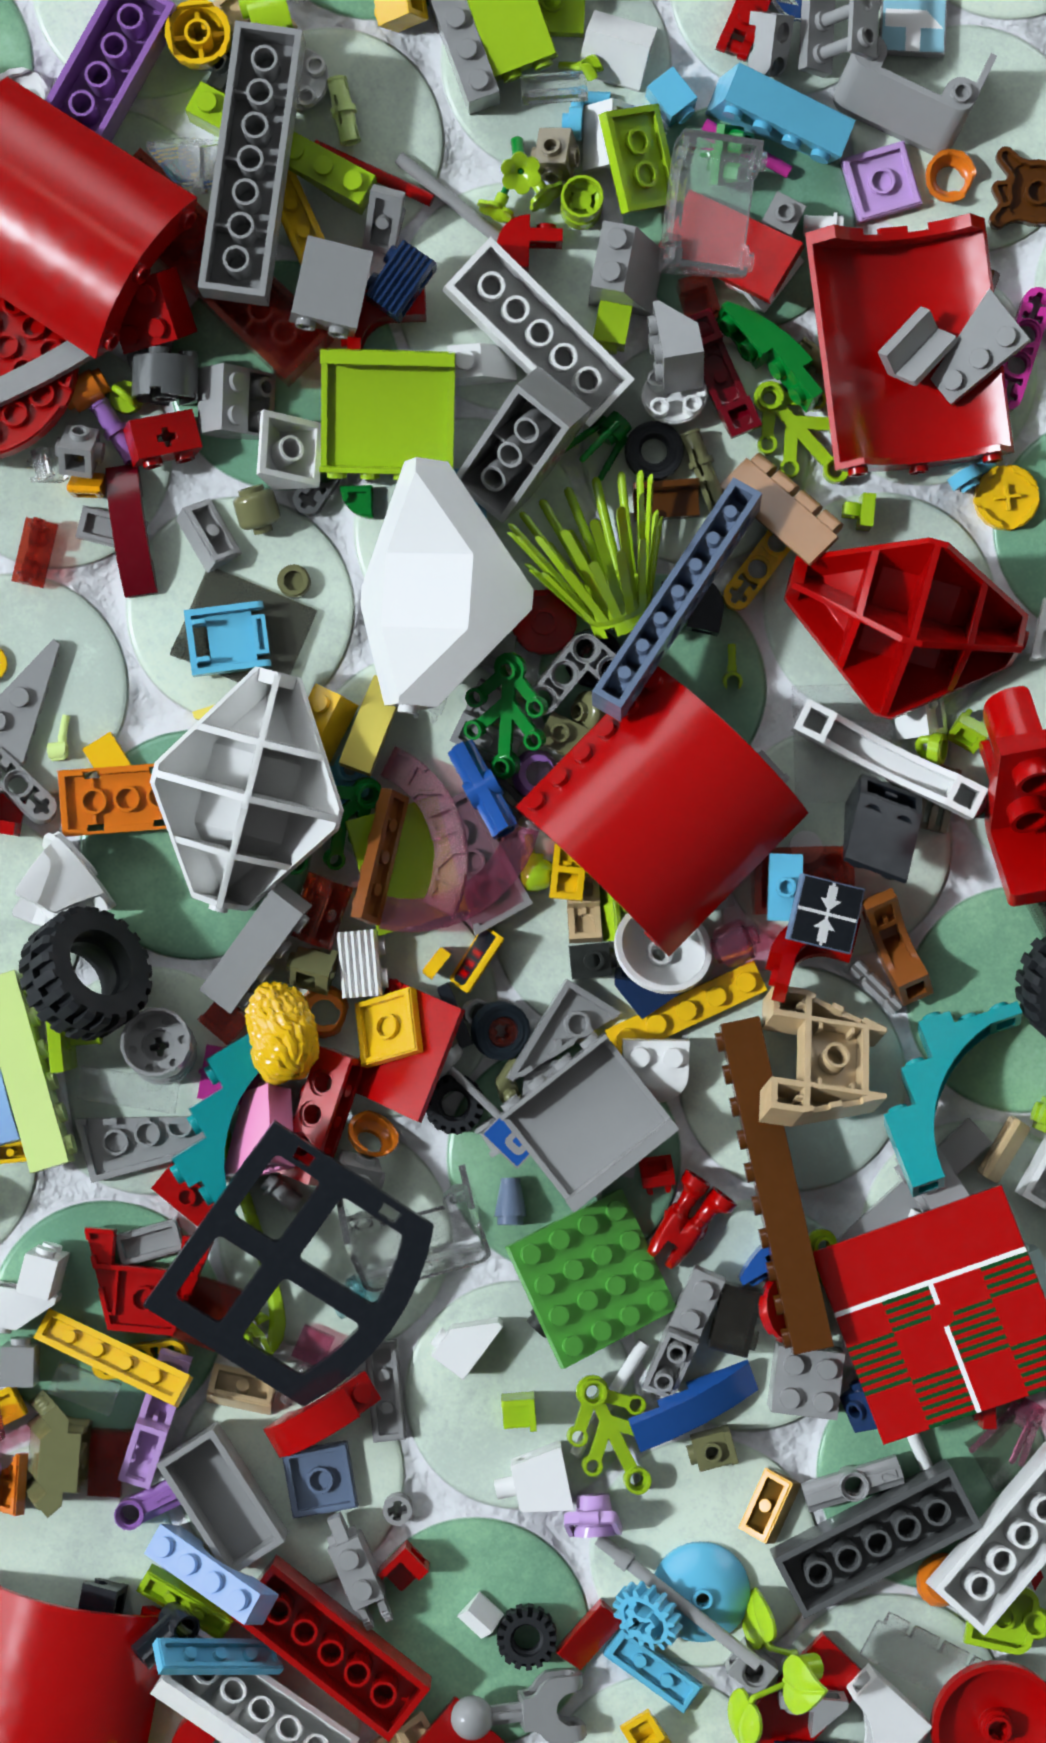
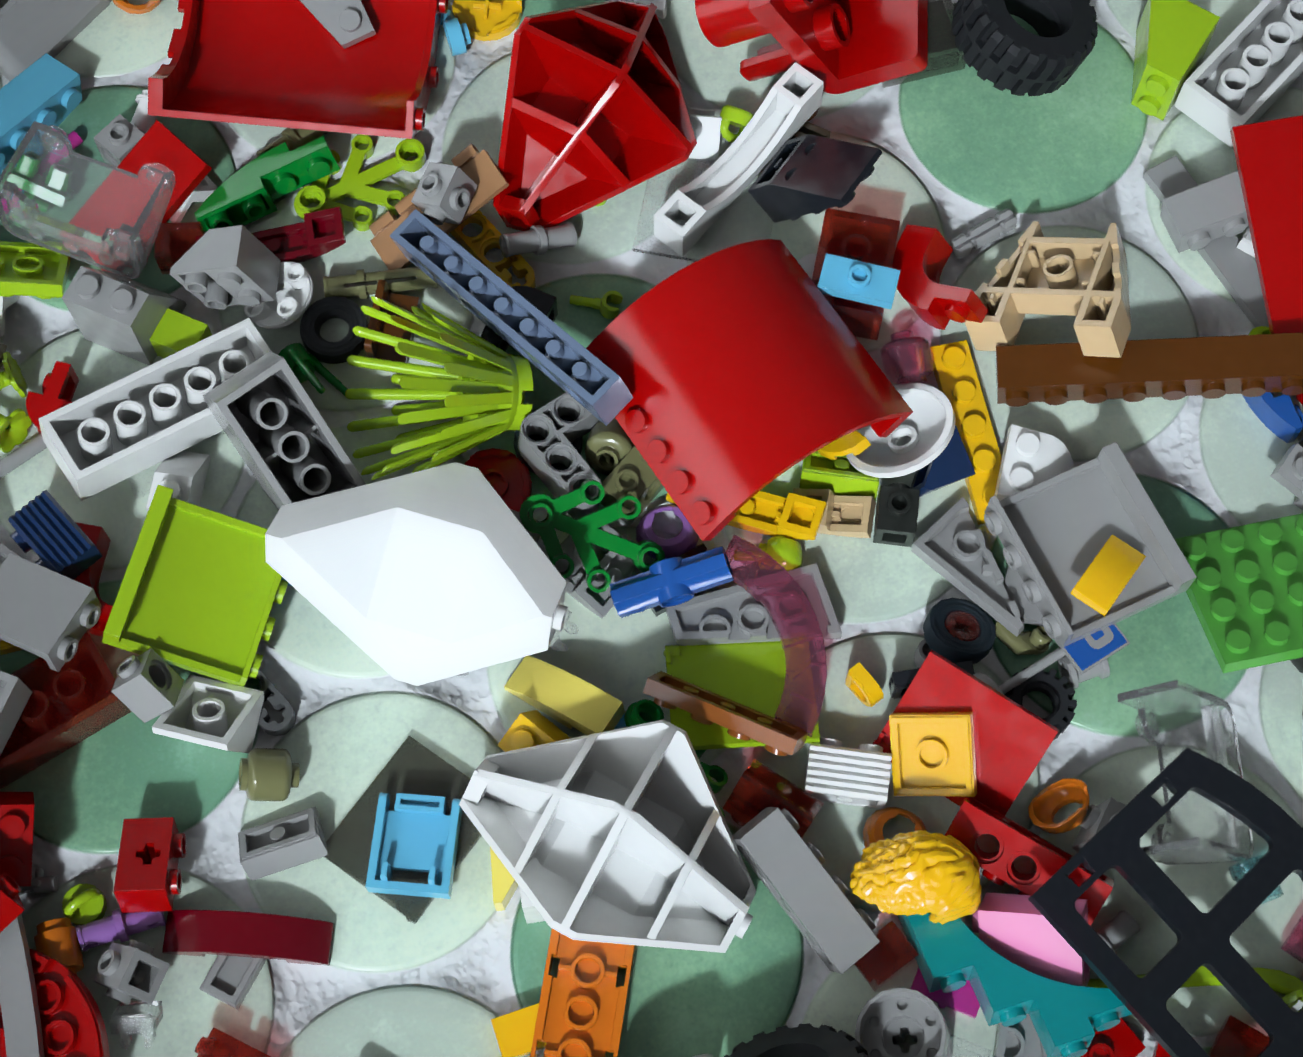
camera: 80 degrees left, 20 degrees down
(88, 487) = (178, 978): light orange slope -> none
(165, 376) = (74, 842): dark grey brick -> none
(233, 400) = (132, 771): light grey slope -> none
(294, 581) = (367, 755): olive tile -> none
(297, 395) = (147, 685): none -> light grey brick
(312, 969) = (843, 832): olive brick -> none
(359, 500) = (293, 658): green tile -> none
(444, 824) = (700, 636): clear pink tile -> none
(476, 959) = (871, 641): slope -> none
(510, 1203) = (1167, 665): sand blue cone -> none
(562, 1141) = (1108, 575): none -> yellow slope
(581, 202) = (34, 338): lime wheel -> none
(657, 1172) = (1162, 493): red tile -> none
(687, 1231) = (1228, 477): red piece -> none
(775, 603) = (538, 240): none -> light grey pin
(783, 513) = (444, 193): none -> light grey brick
(825, 913) = (897, 244): black tile -> none
(862, 511) = (461, 133): lime tile -> none
(881, 182) = (119, 53): lavender tile -> none
(895, 948) = (947, 203): dark orange arch -> none
(916, 348) = (306, 47): light grey panel -> none
(946, 1045) = (1149, 208): teal arch -> none
(967, 732) = (726, 86): lime tile -> none
(1003, 1149) = (1188, 152): tan slope -> none

